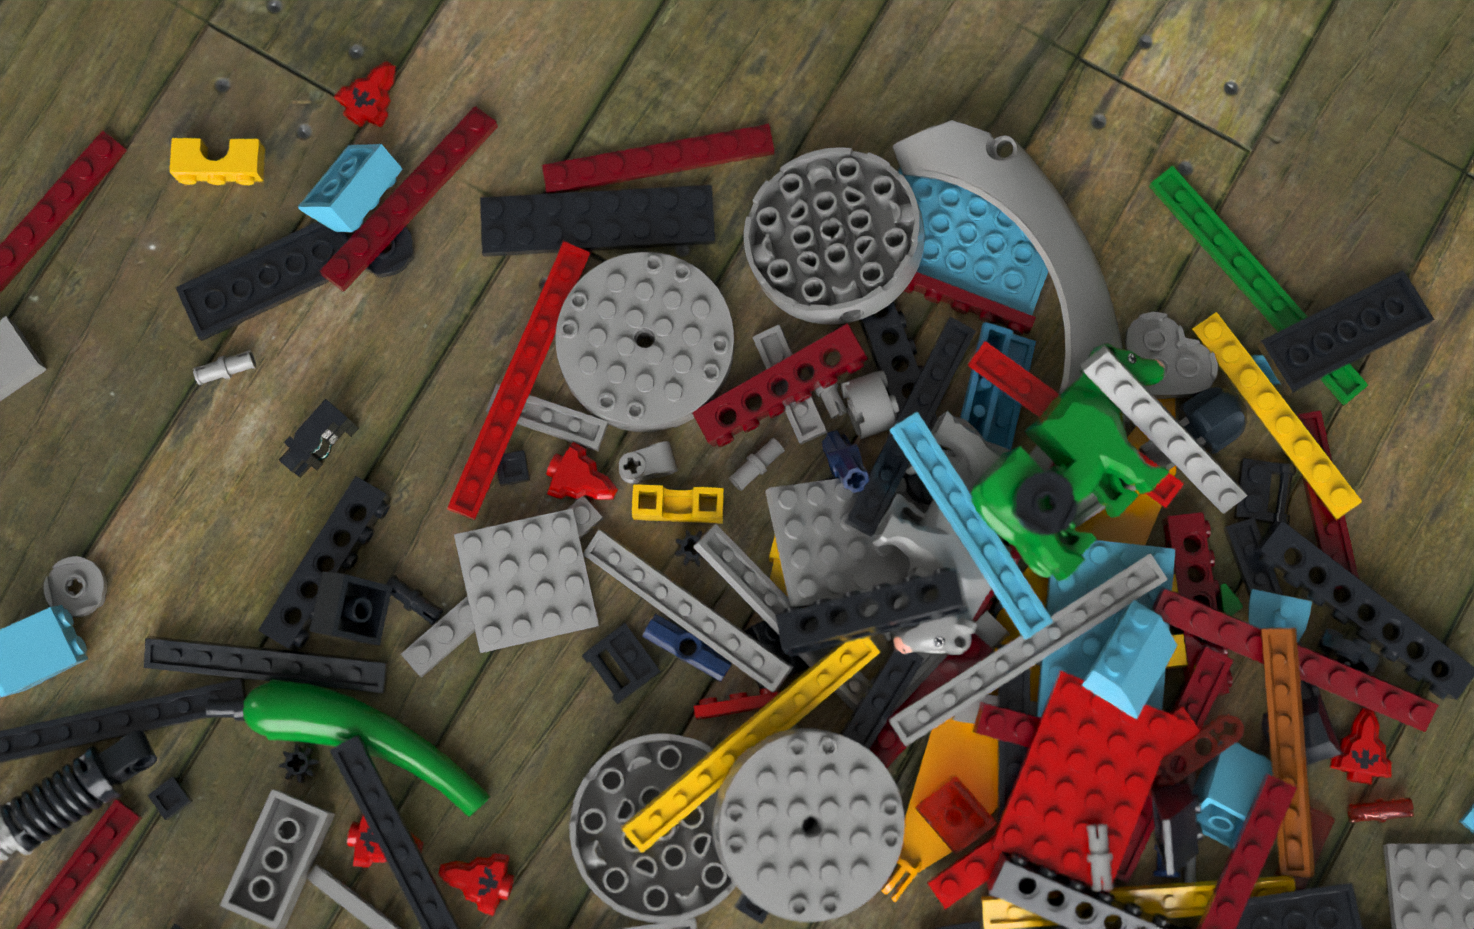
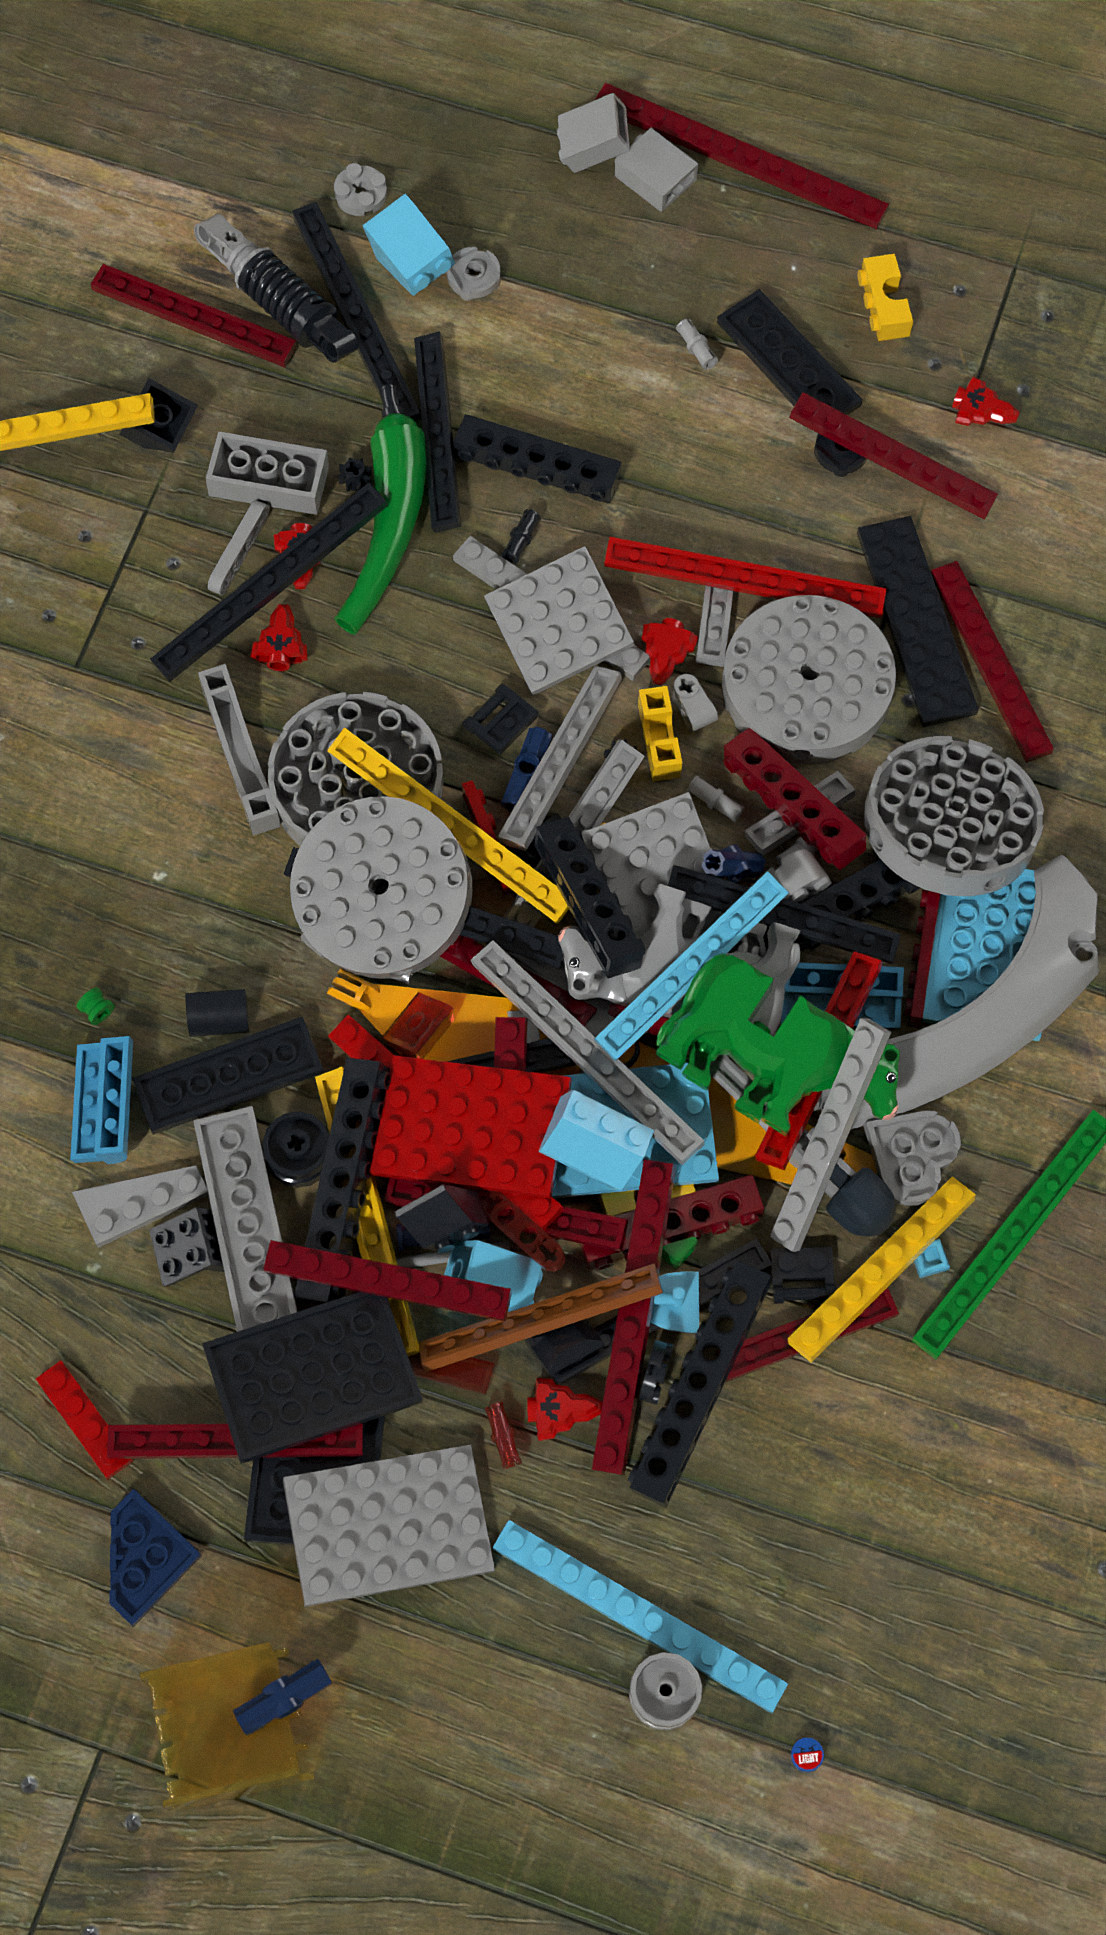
camera: 75 degrees right, 10 degrees down
(170, 798) = (305, 383): black plate -> none
(315, 438) = (649, 424): black hips -> none
(351, 187) = (889, 406): medium azure slope -> none
(351, 608) = (500, 481): black brick -> none
(513, 468) = (661, 593): black plate -> none
(1026, 505) = (712, 994): black plate -> none
(1099, 857) = (400, 1147): light grey pin -> none
(1345, 332) = (986, 1322): black plate -> none

